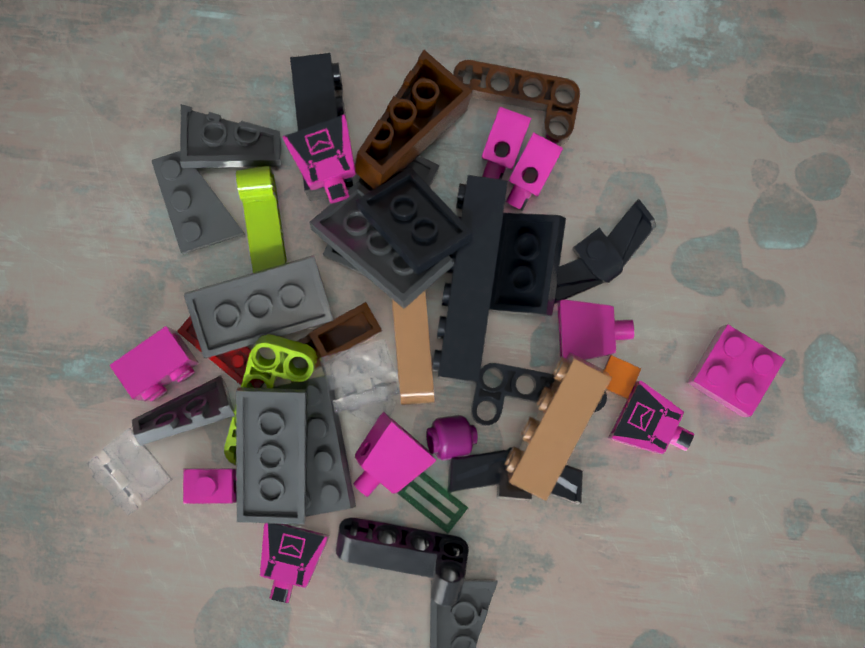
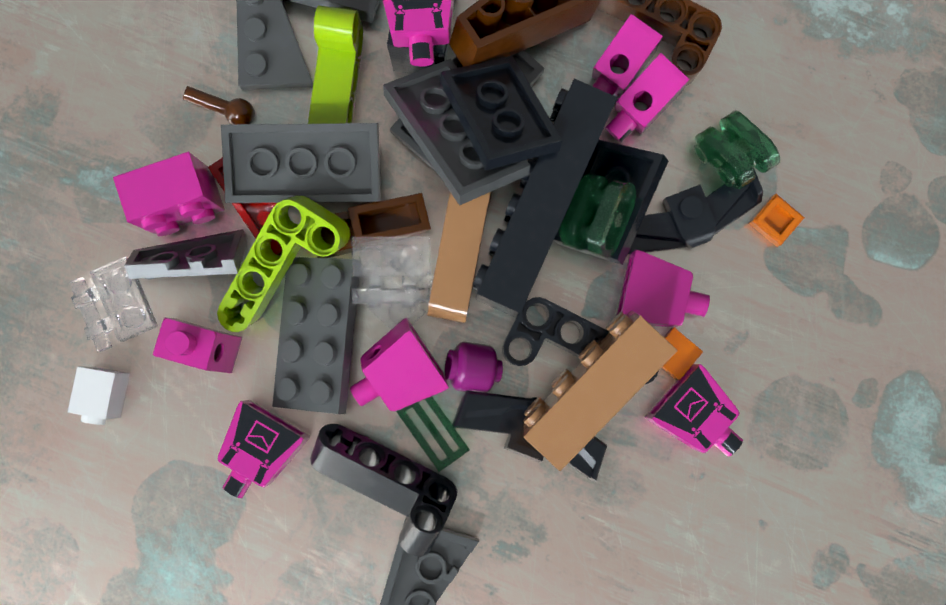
camera: 20 degrees right, 0 degrees up
(140, 551) = (98, 394): none -> white brick
(186, 274) = (236, 111): none -> reddish brown bar
(271, 455) = (265, 329): dark grey plate -> none
(519, 281) = (598, 215): none -> clear green brick
(621, 207) = (736, 150): none -> clear green brick
(673, 238) = (776, 220): none -> orange tile
(736, 371) = (809, 384): dark pink brick -> none

